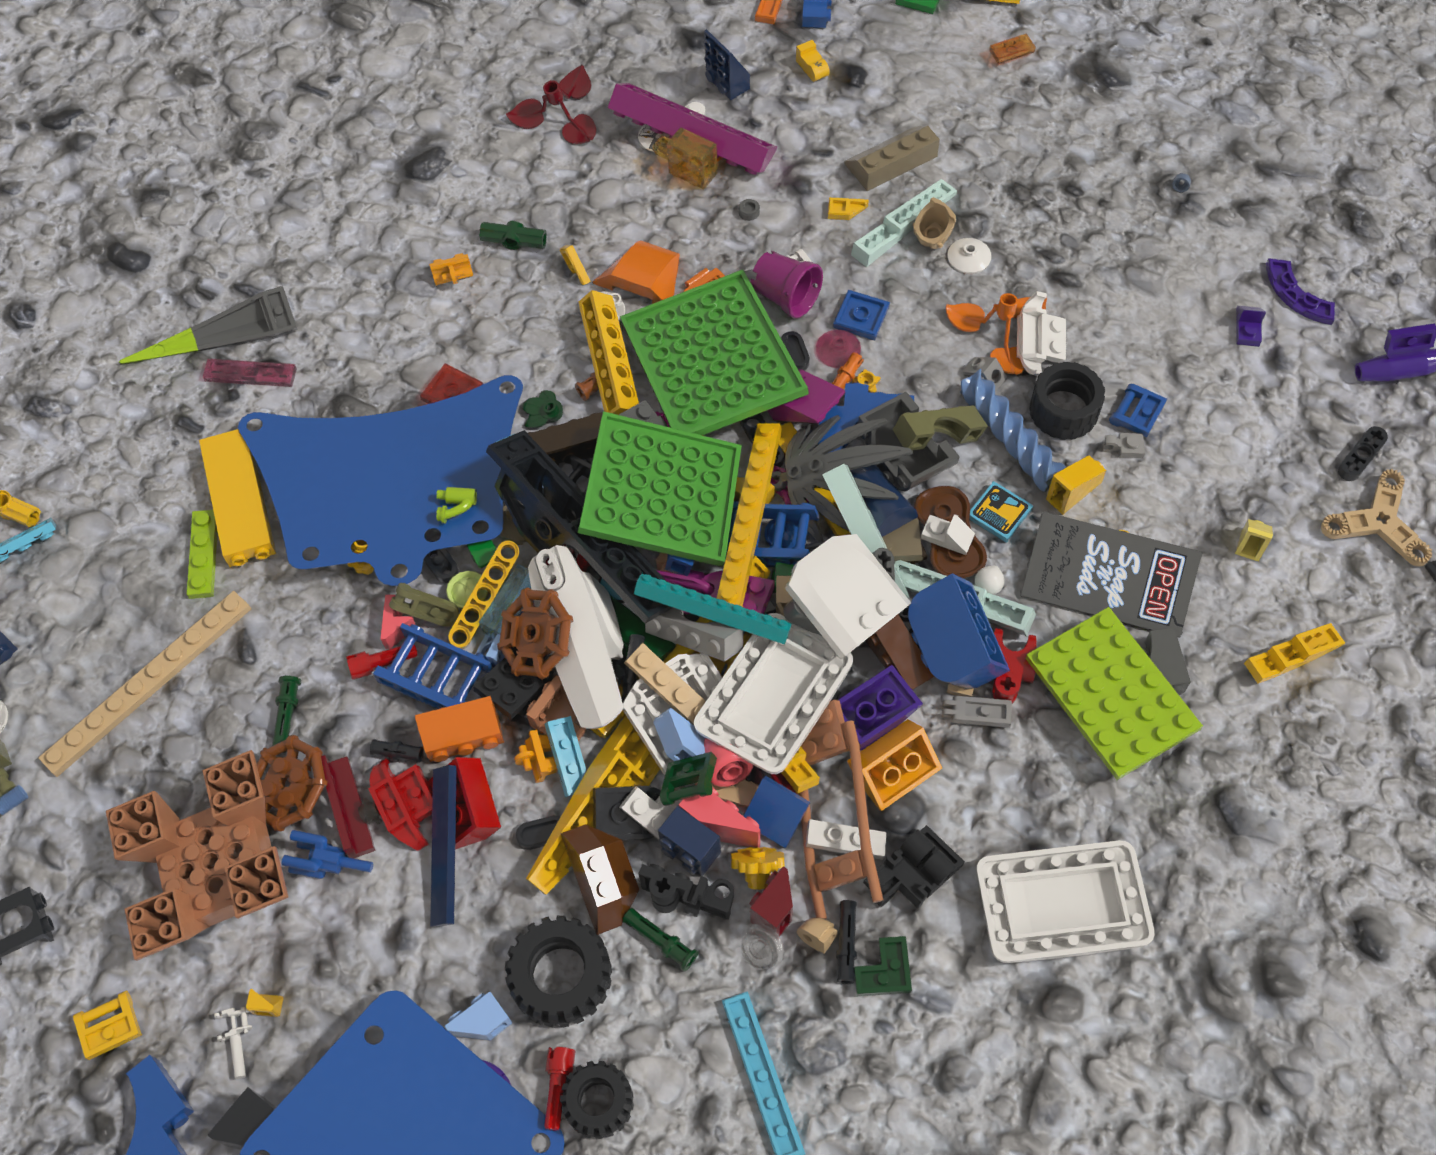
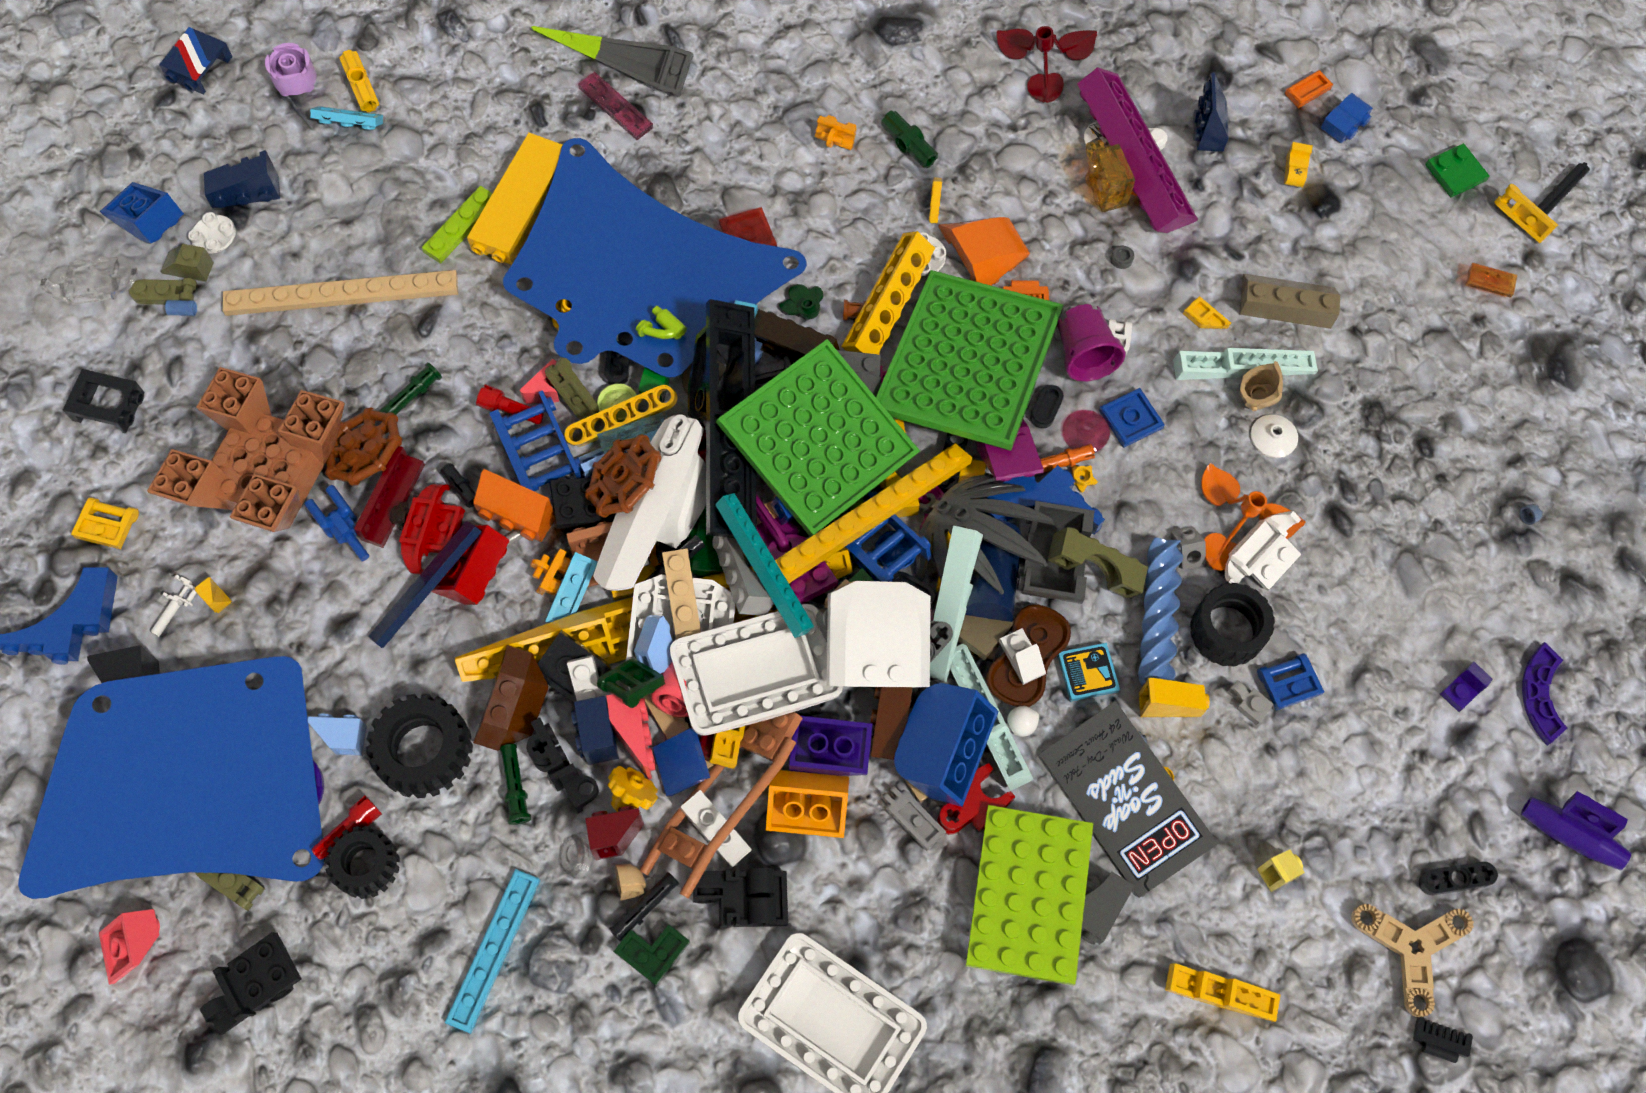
camera: 35 degrees right, 5 degrees up
(536, 832) = (499, 628): black tile -> none

